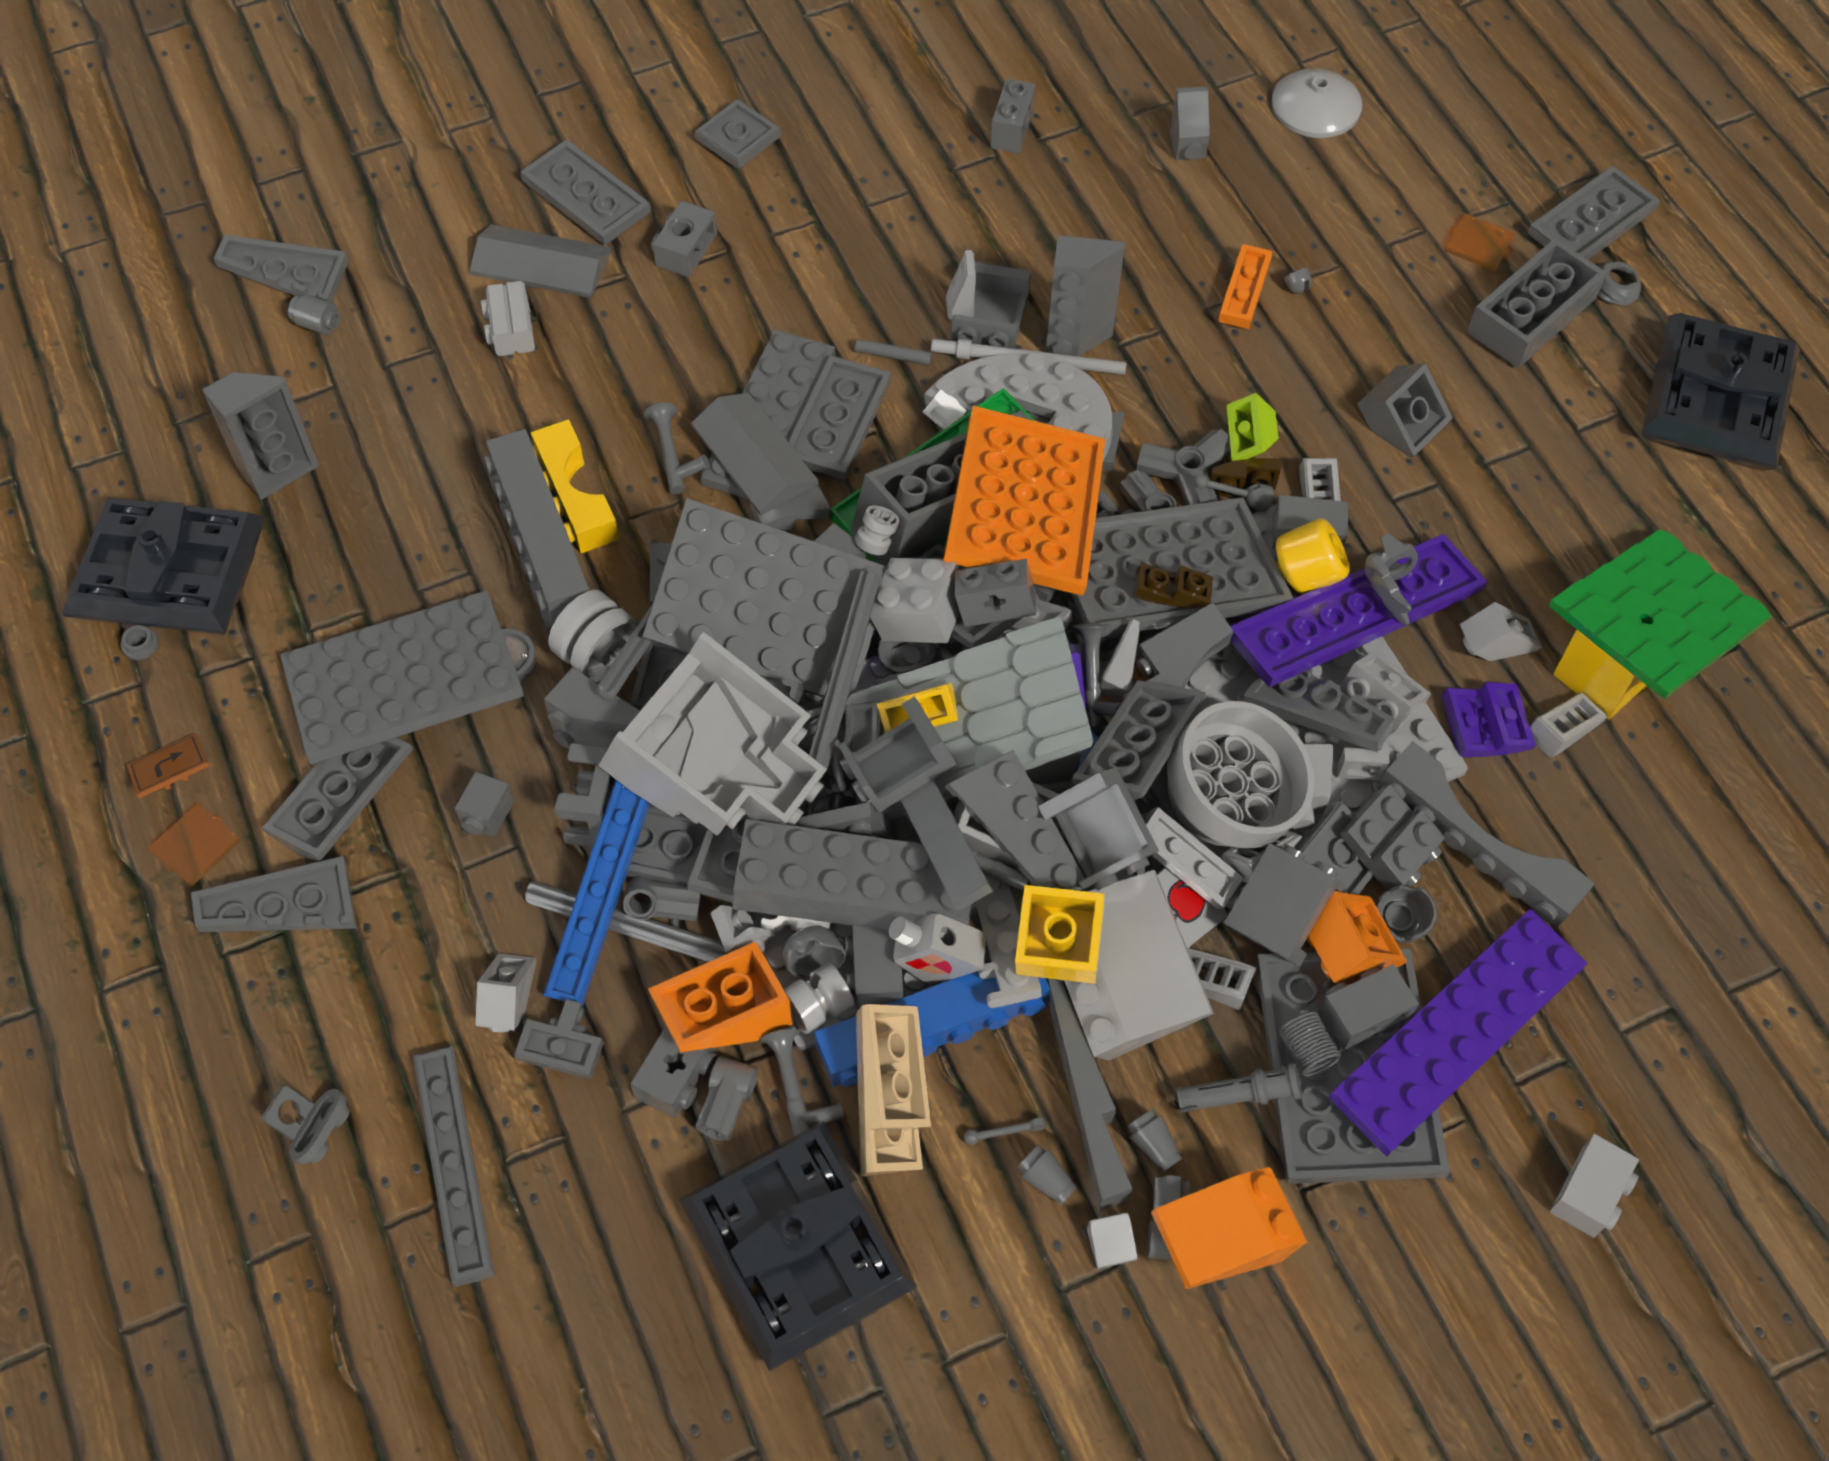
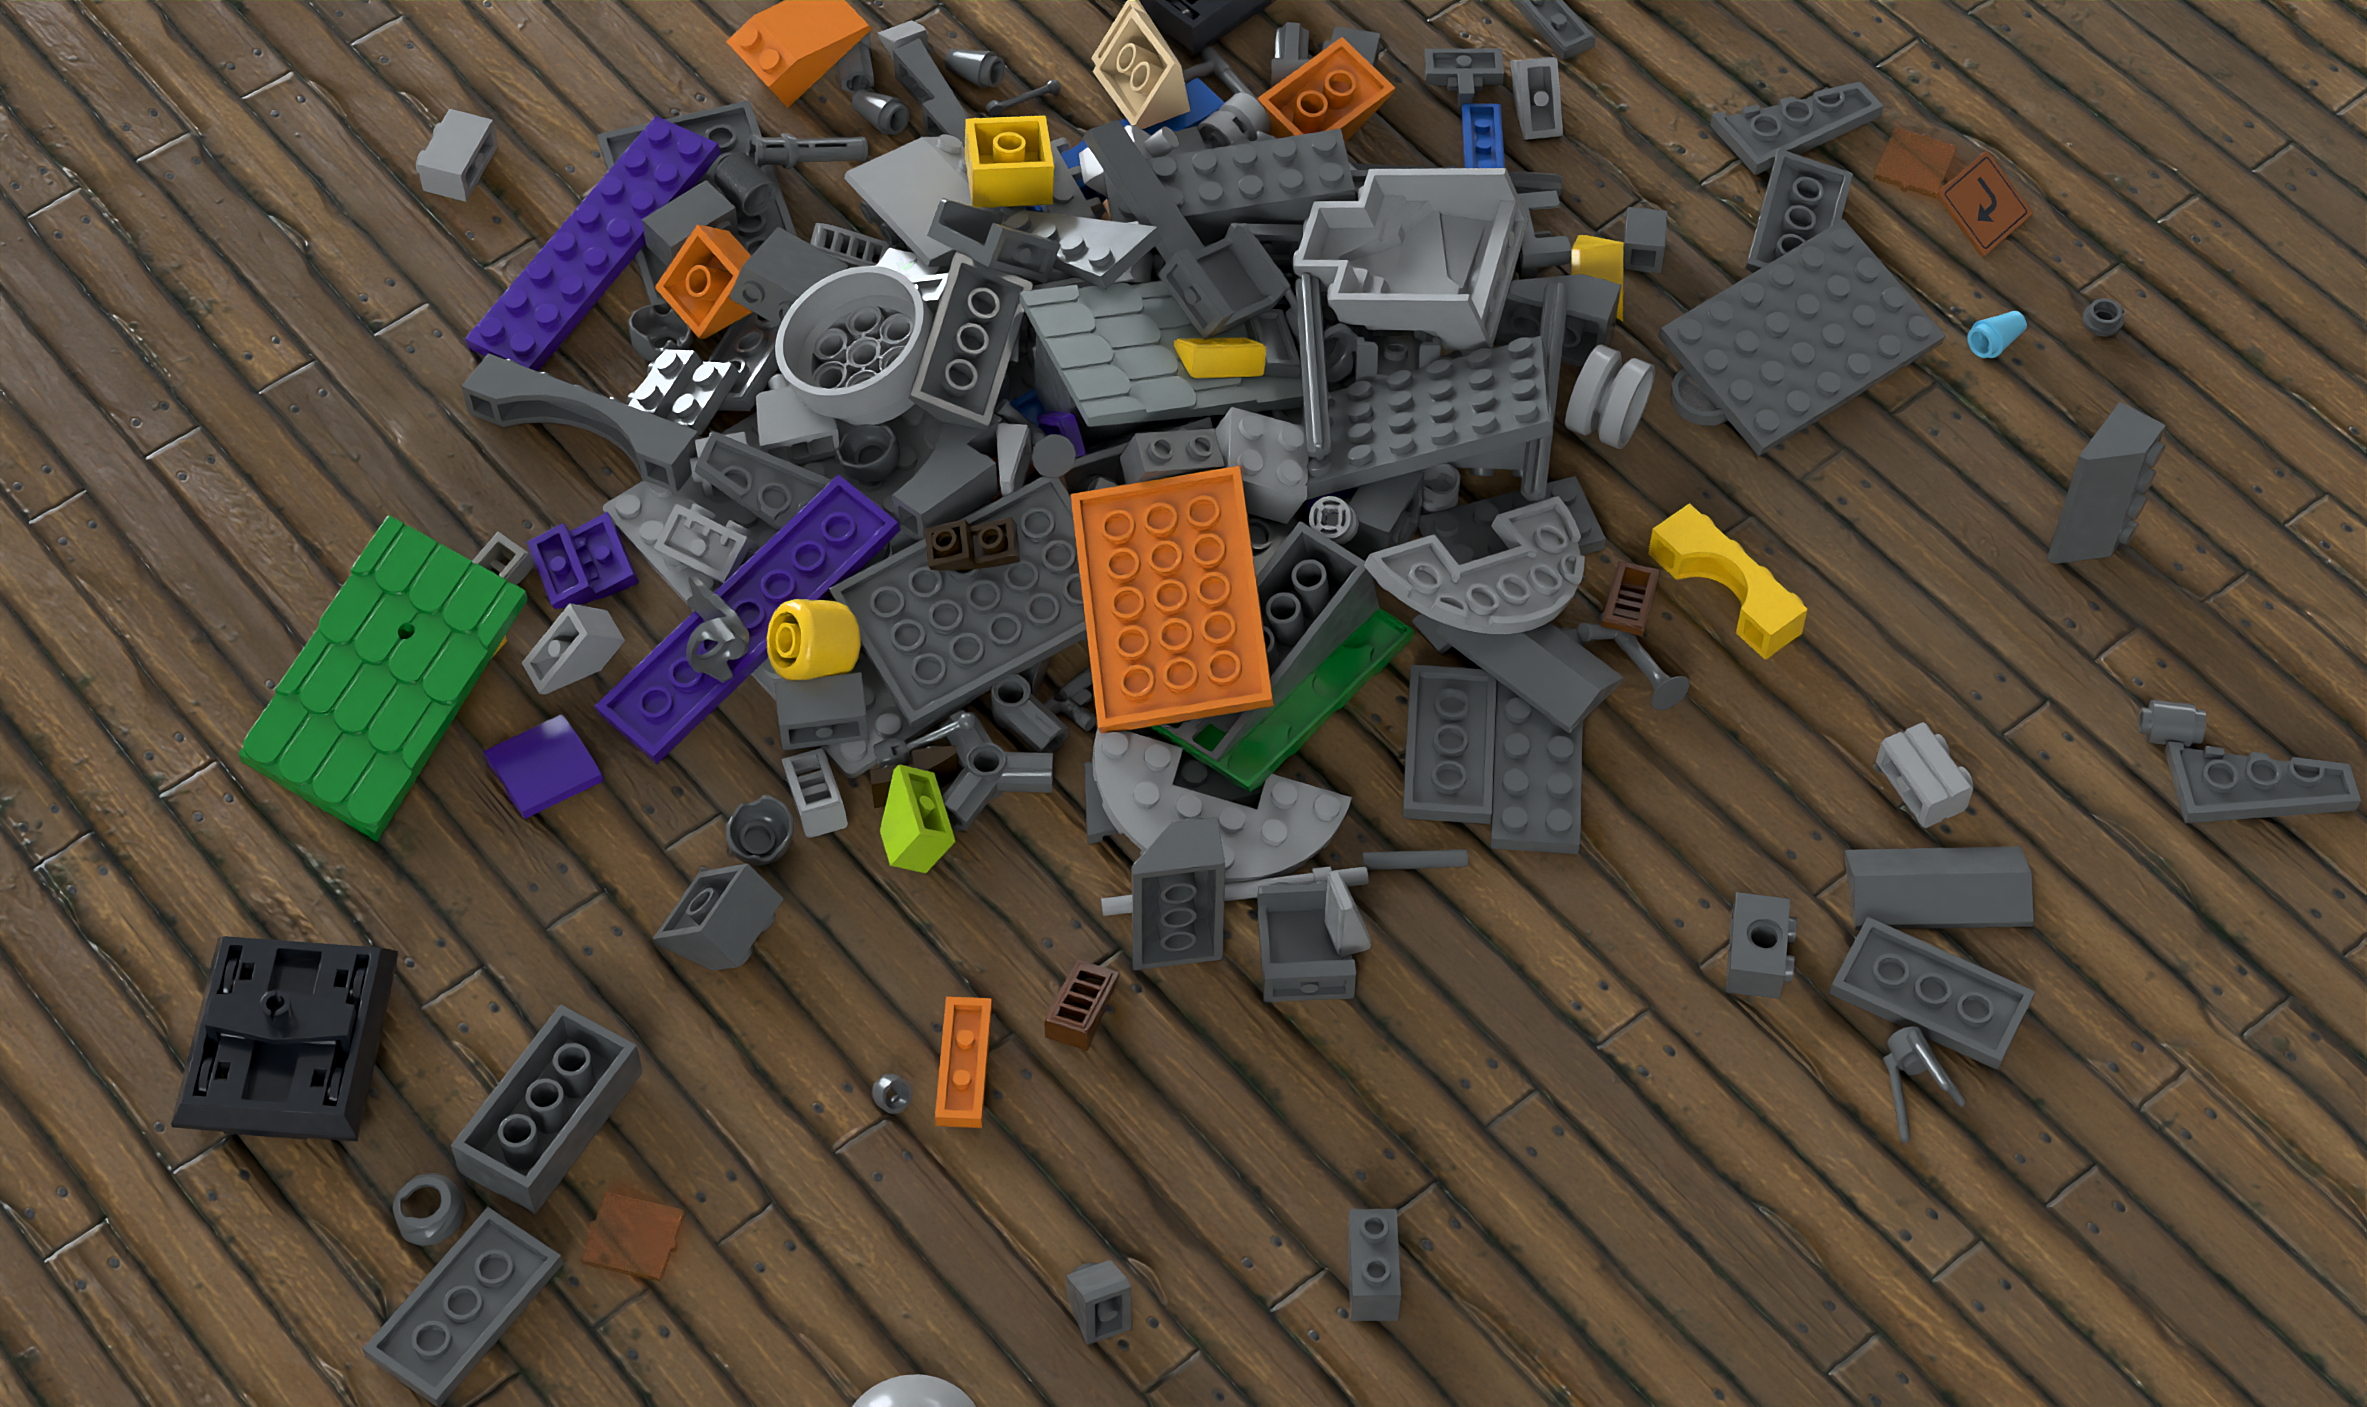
camera: 165 degrees right, 5 degrees down
(170, 560) = (2142, 360): black piece -> none
(237, 645) = (1995, 334): none -> medium azure cone
(534, 524) = (1706, 467): dark grey brick -> none
(546, 771) = (1599, 259): none -> yellow slope
(618, 159) = (1914, 1055): none -> dark grey plant
(657, 501) = (1634, 591): none -> reddish brown slope
(737, 133) = (1767, 1145): dark grey plate -> none
(774, 458) = (1497, 592): none -> light grey plate
(944, 409) = (1313, 768): white plate -> none
(1165, 289) = (1071, 1031): none -> reddish brown slope
(1367, 458) = (760, 831): none -> dark grey hair
(1529, 552) = (543, 766): none -> dark purple slope

